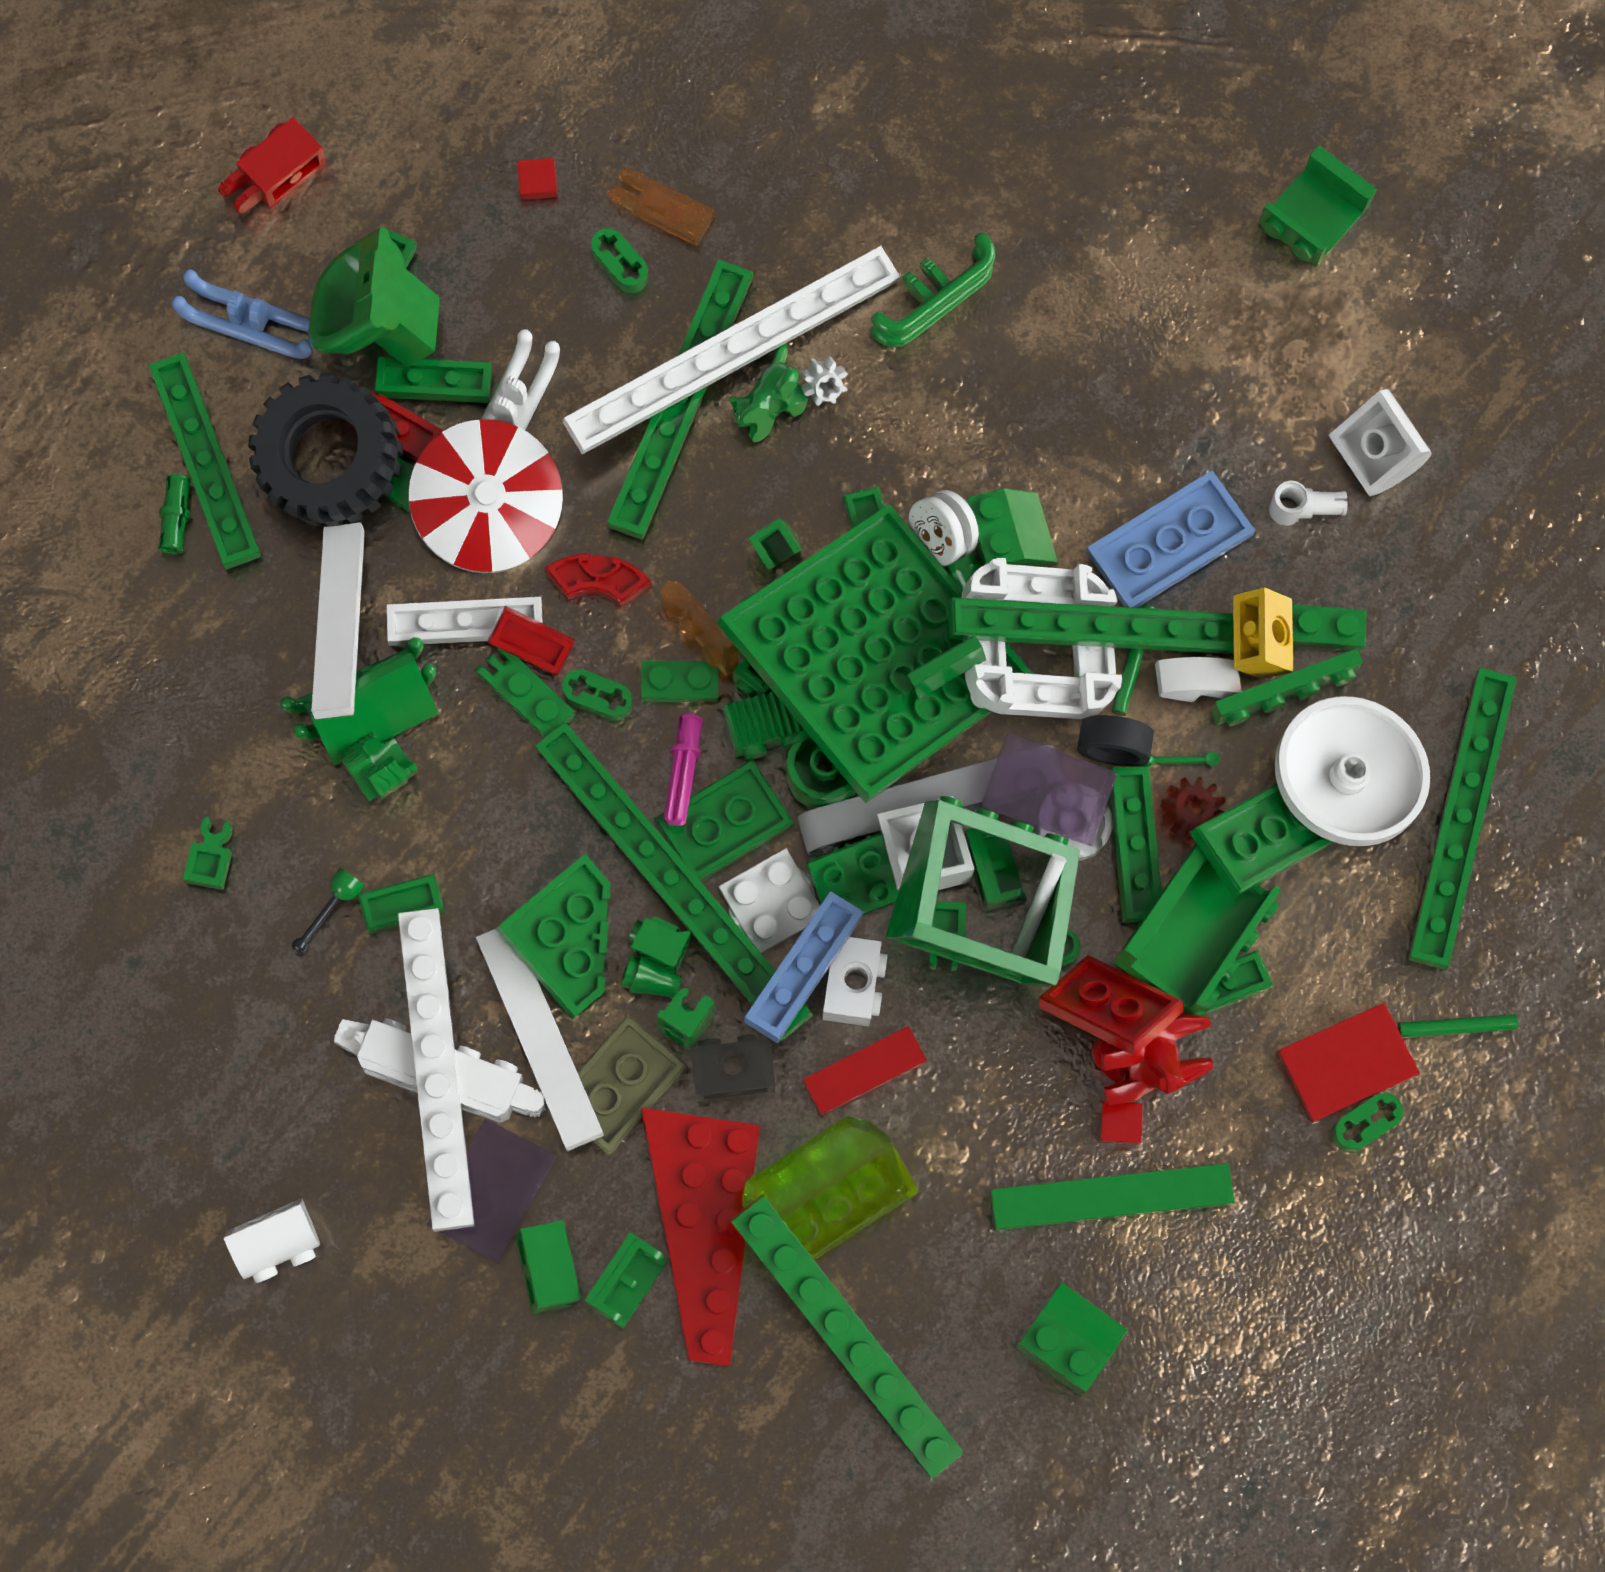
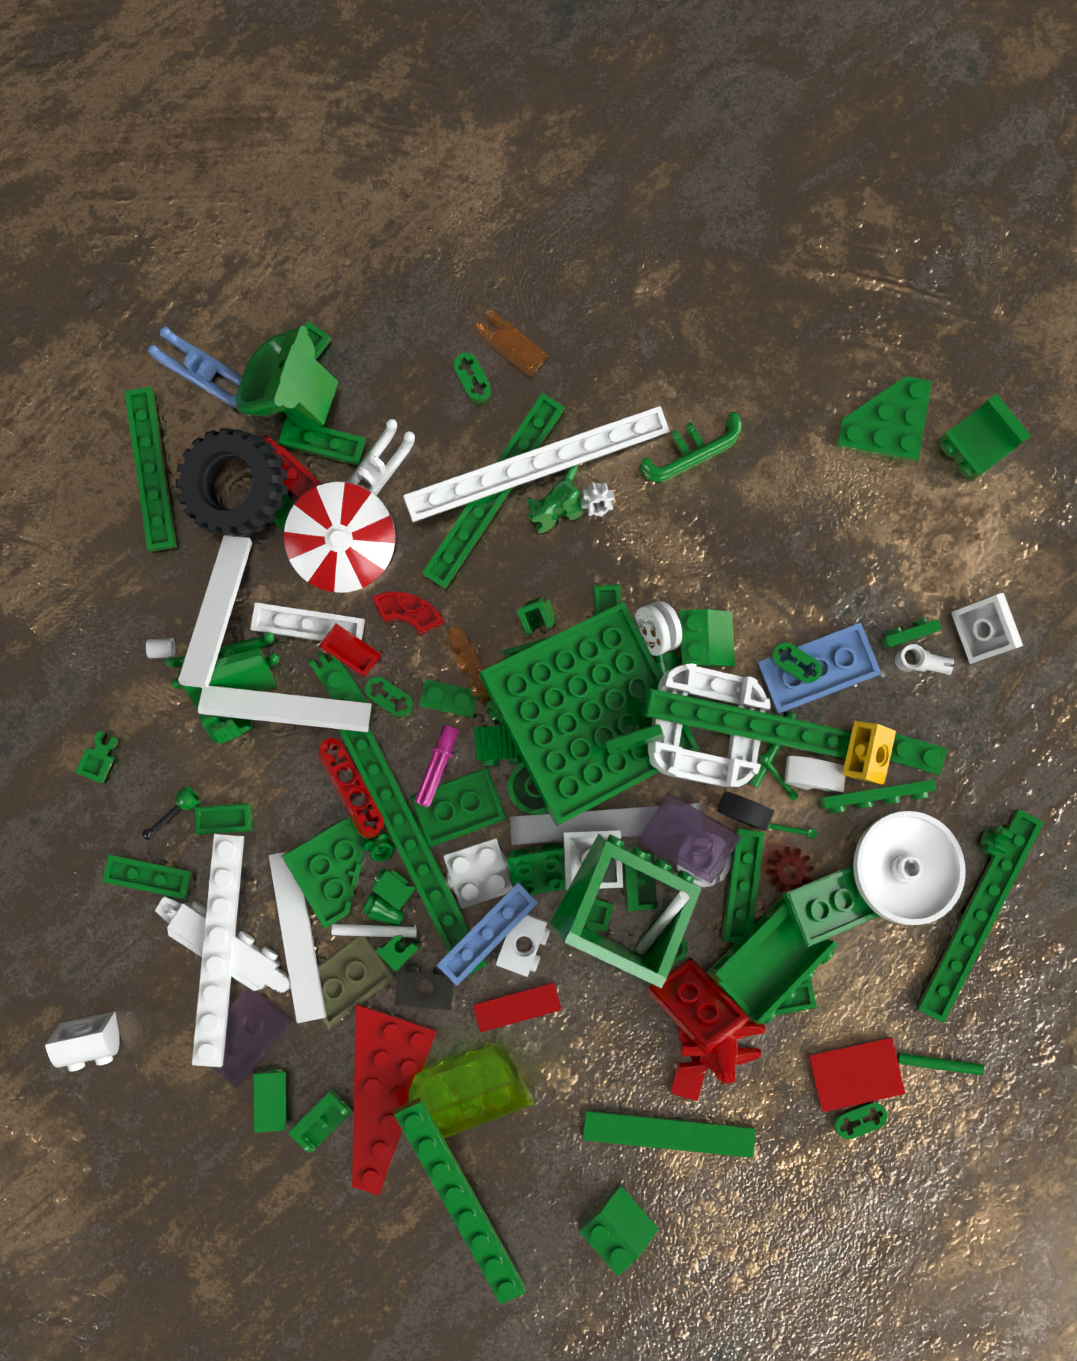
camera: 20 degrees right, 10 degrees up
(174, 514) = (122, 504): green pin -> none
(266, 692) = (160, 648): none -> white hinge
(274, 166) = (241, 260): red hinge -> none
(312, 1000) = (147, 876): none -> green plate
(460, 730) = (285, 708): none -> white tile
(537, 178) = (426, 304): red tile -> none
(576, 818) = (345, 789): none -> red beam
(634, 900) = (380, 847): none -> green plate
(639, 1007) = (374, 930): none -> white bar
(1126, 672) = (764, 759): none -> green hinge
(1141, 529) = (799, 657): none -> green beam
(1188, 212) = (889, 422): none -> green plate
(1293, 464) = (920, 629): none -> green plate
(1457, 713) = (995, 840): none -> green plate

